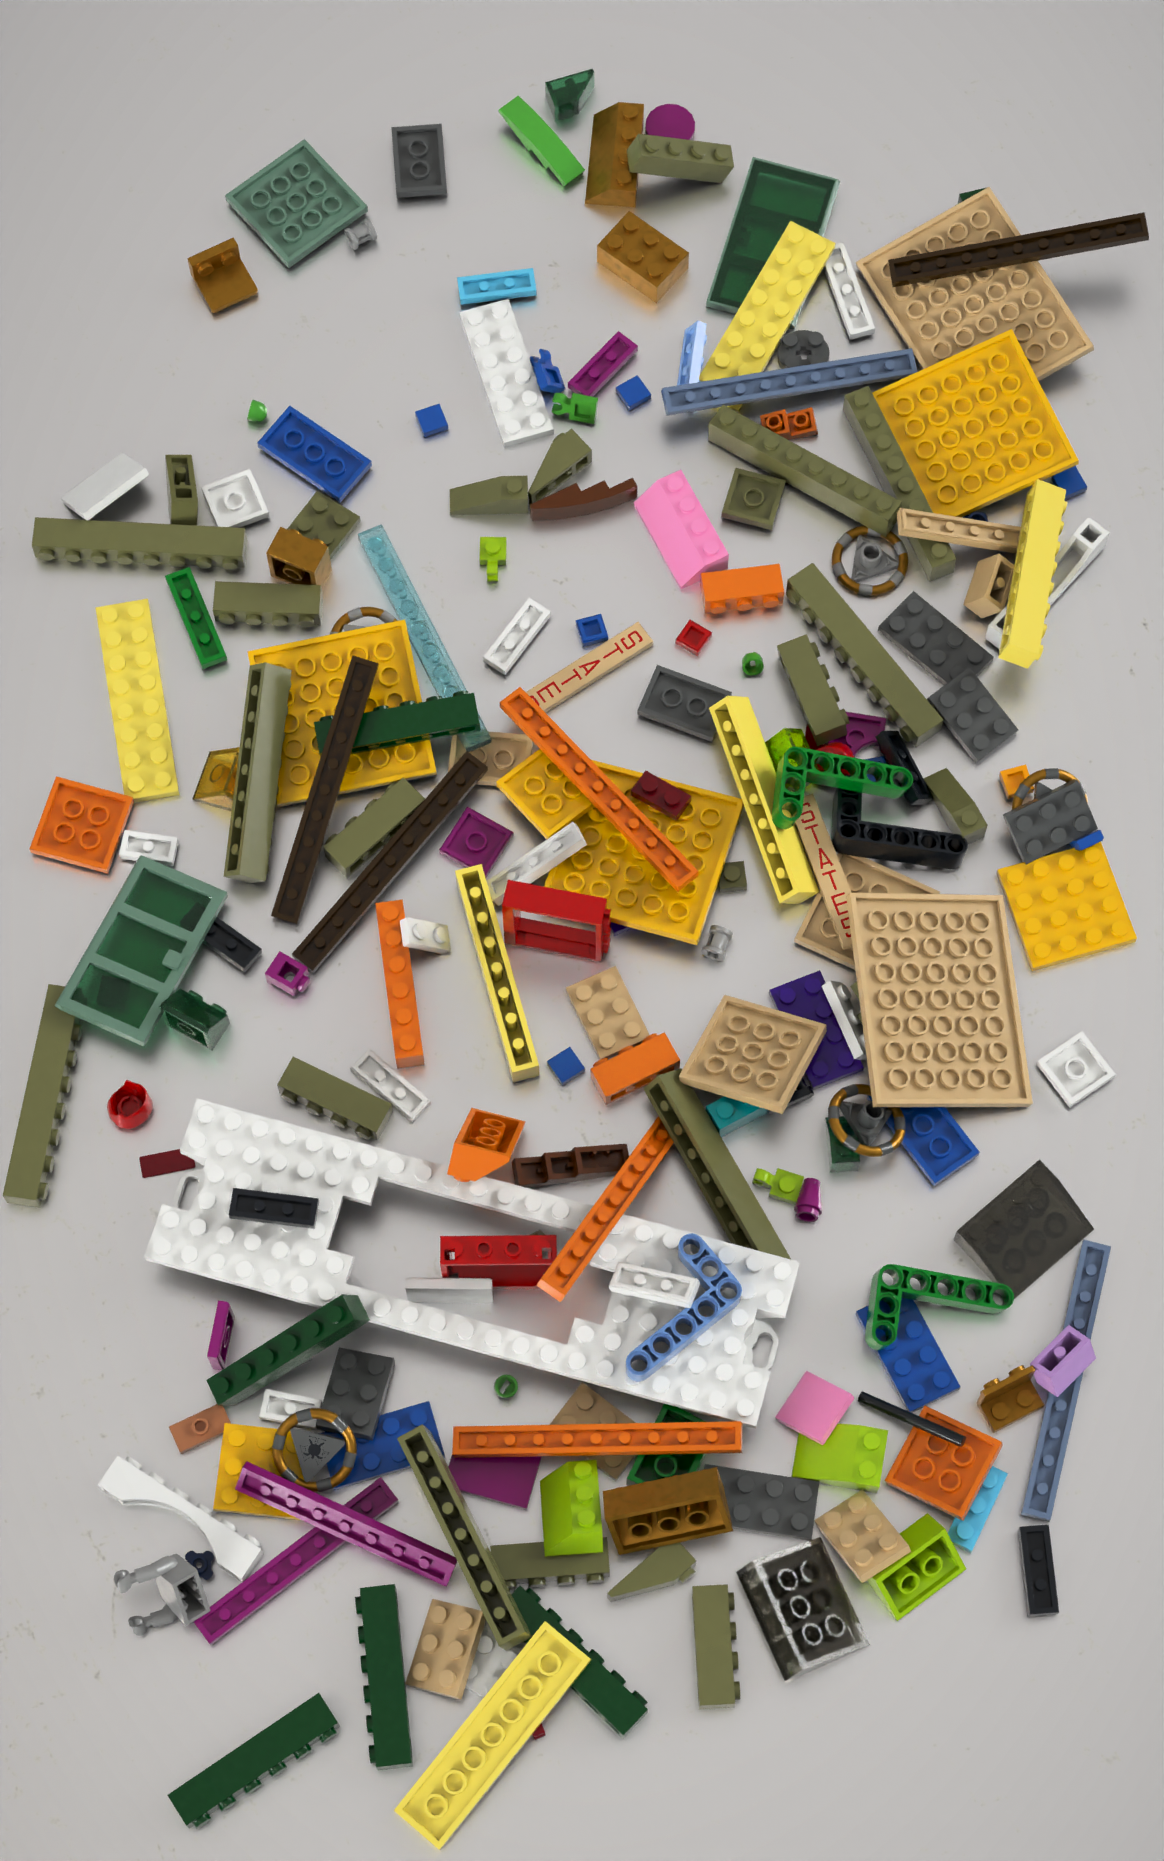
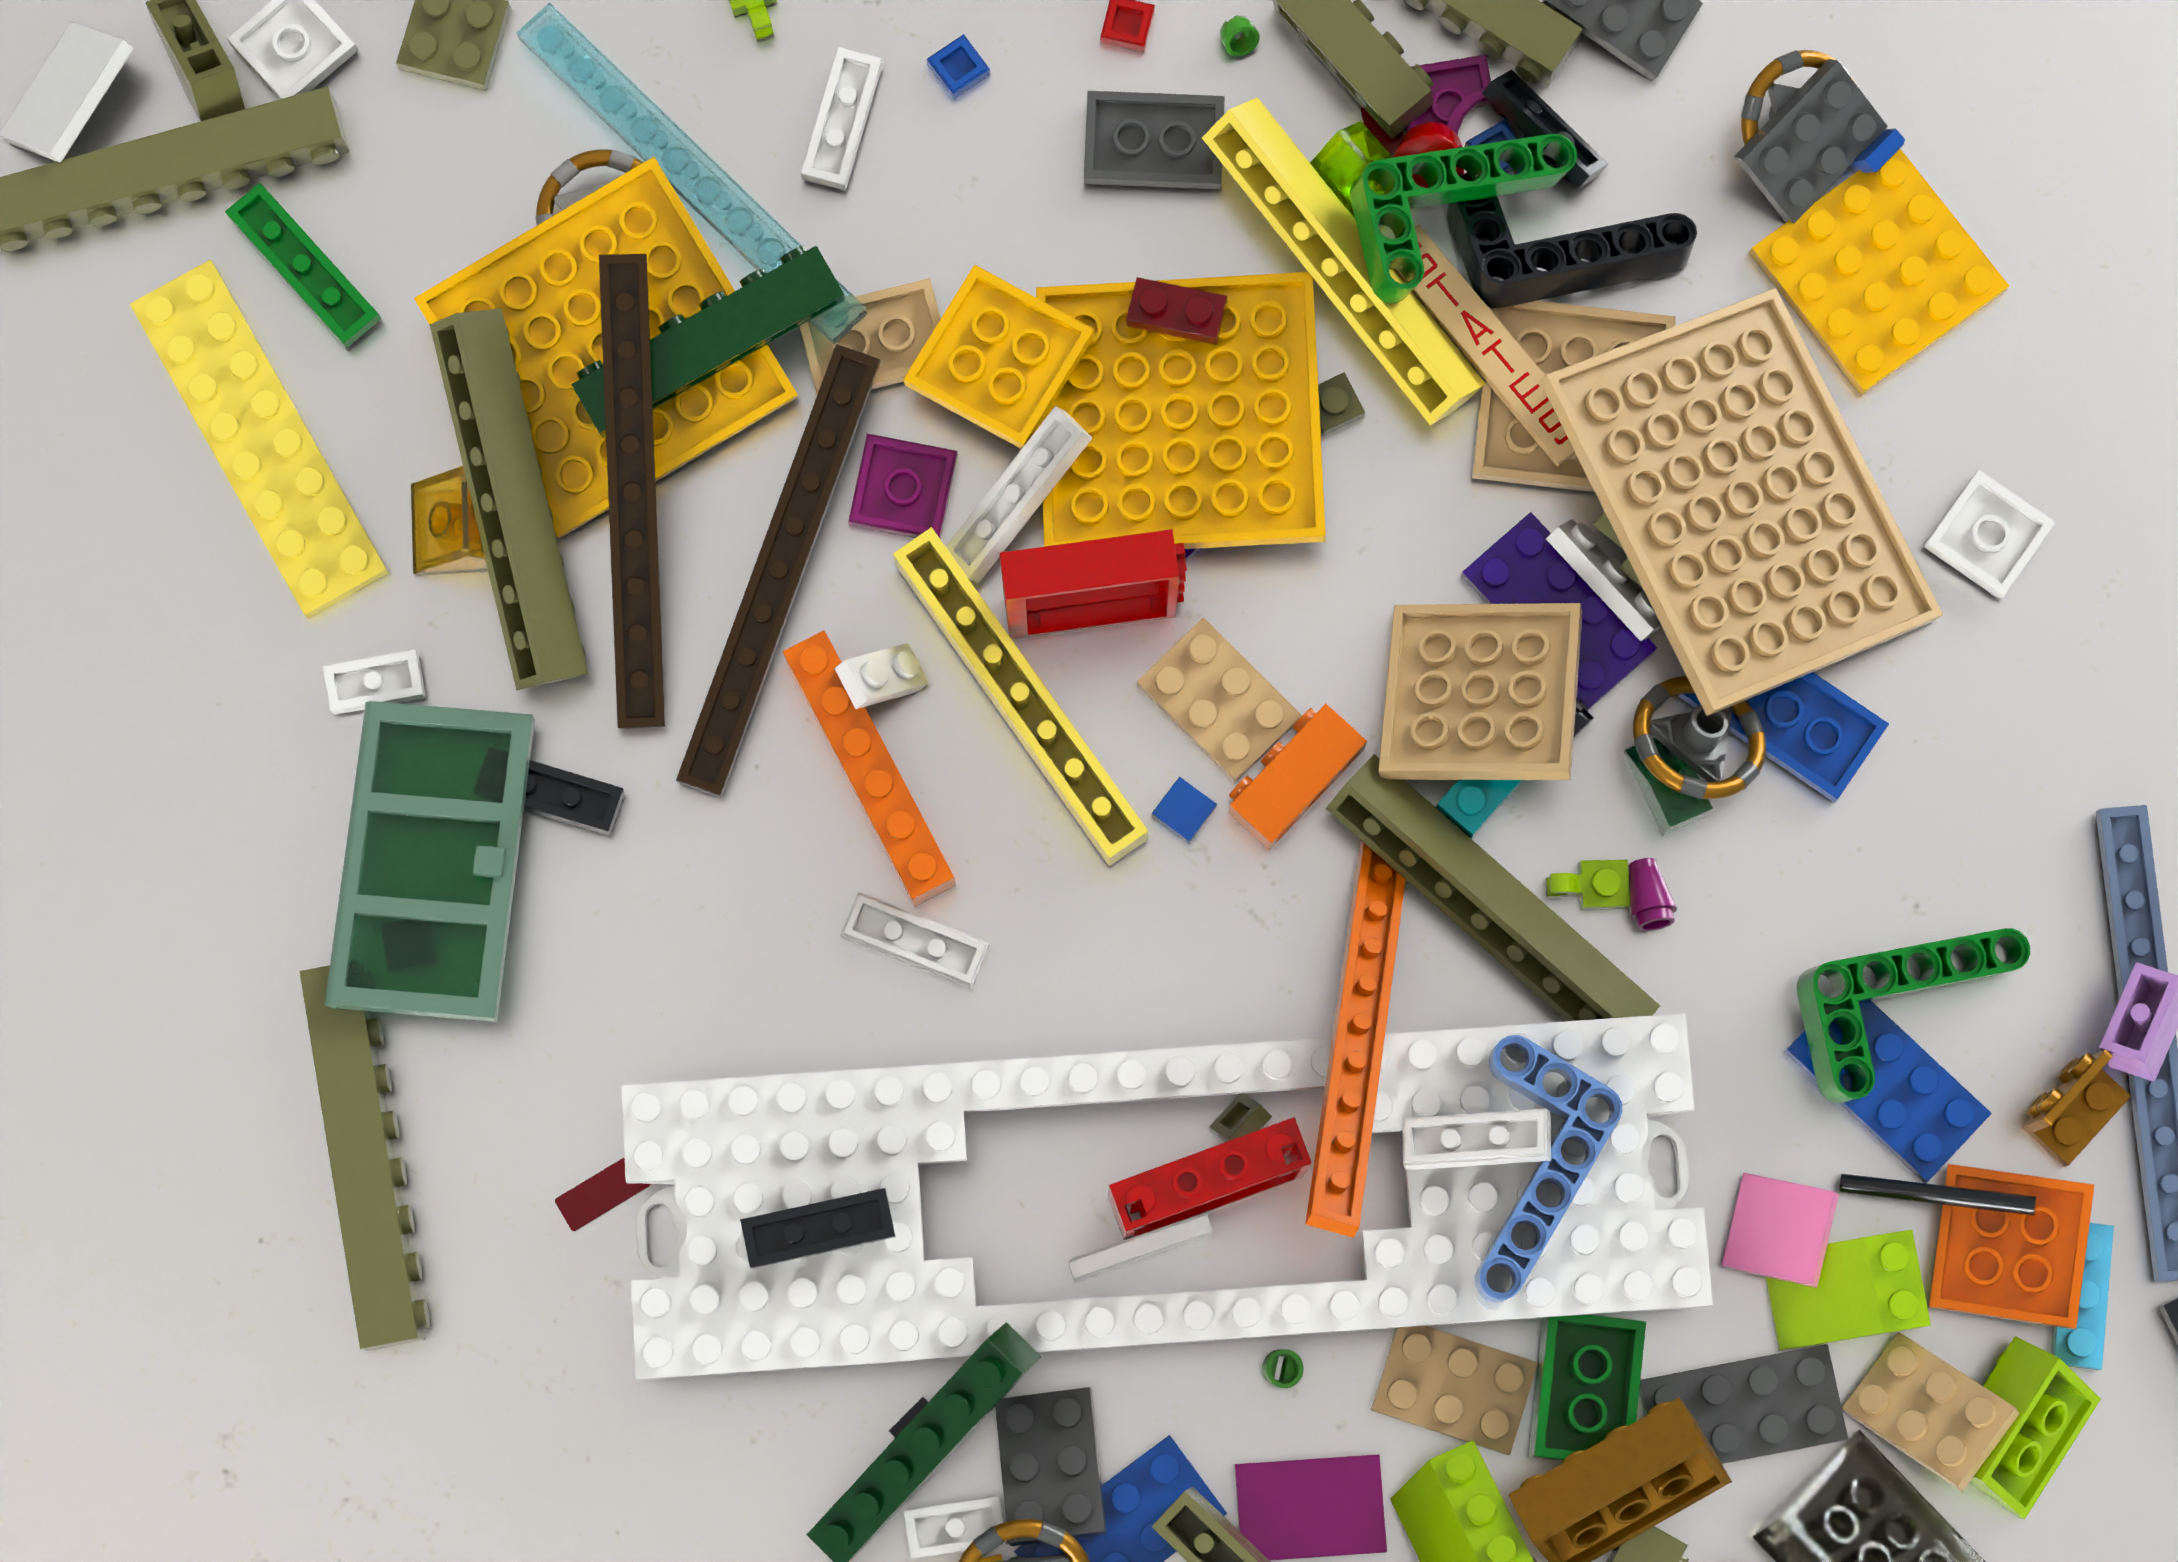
camera: 20 degrees left, 10 degrees up
(81, 825) = (249, 681): orange plate -> none
(129, 1105) = (507, 1123): red hair -> none
(195, 1018) = (560, 940): clear green slope -> none
(220, 1335) = (802, 1453): magenta tile -> none
(267, 603) = (413, 202): olive brick -> none
(283, 967) = (670, 804): magenta brick -> none
(298, 558) = (439, 111): pearl gold brick -> none
(334, 1098) = (835, 995): olive brick -> none
(373, 828) = (730, 521): olive brick -> none
(483, 1144) = (1115, 997): orange slope -> none
(569, 1166) = (1253, 971): reddish brown slope -> none
(591, 667) = (966, 148): tan tile -> none
(597, 1439) = (1467, 1411): orange plate -> none
(599, 789) = (1076, 337): orange plate -> none
(717, 943) = (1351, 523): light grey bush -> none
(956, 806) = (1649, 164): olive slope -> none
(1013, 778) = (1726, 90): light orange plate -> none
(1024, 1230) = (2001, 825): clear smoke slope -> none

